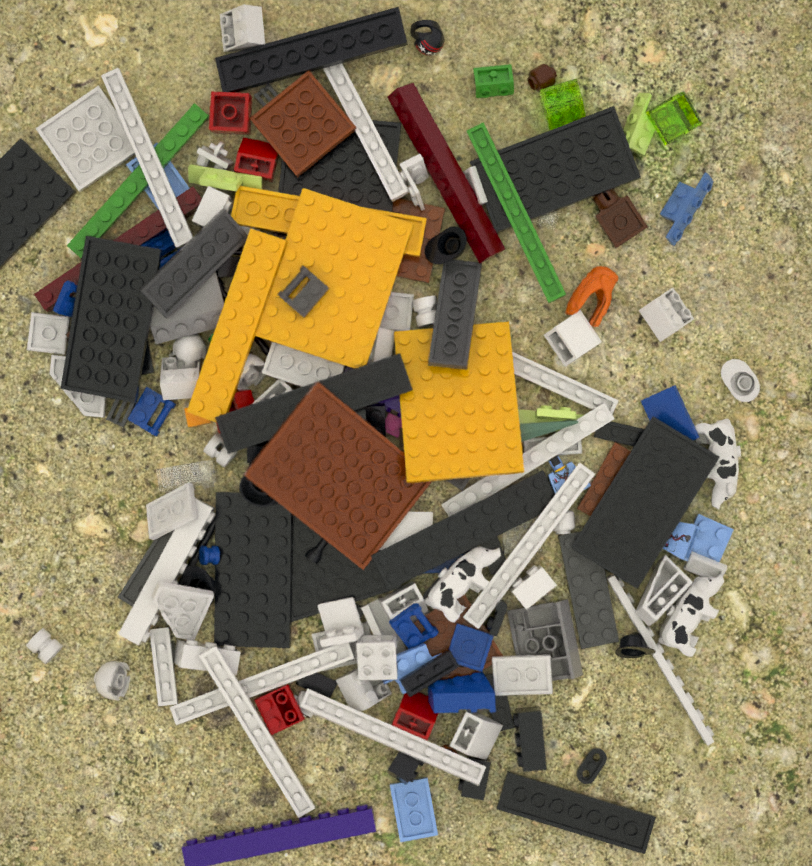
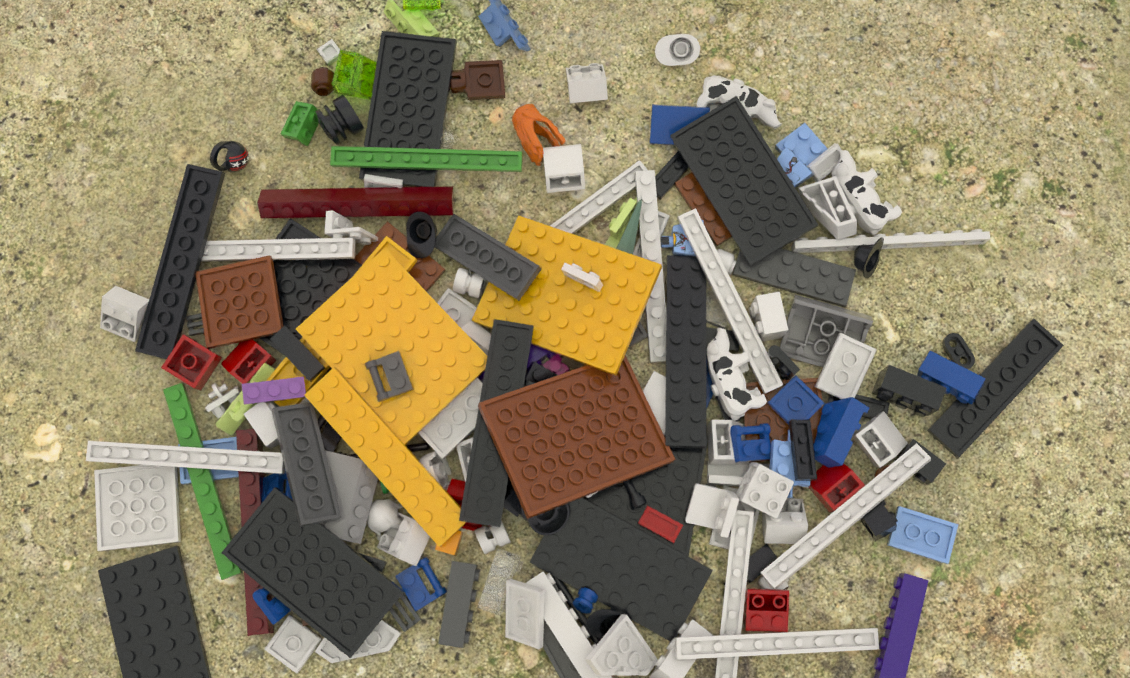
camera: 65 degrees left, 10 degrees down
(151, 451) = (458, 604): none -> dark grey brick
(240, 200) = (273, 390): none -> medium lavender plate
(283, 201) = (297, 353): none -> black tile
(304, 585) = (660, 524): none -> red tile
(477, 417) = (588, 279): none -> white plate
(511, 114) = (339, 120): none -> black wheel
(561, 769) = (957, 379): none -> blue brick
(574, 67) = (329, 52): none -> white tile

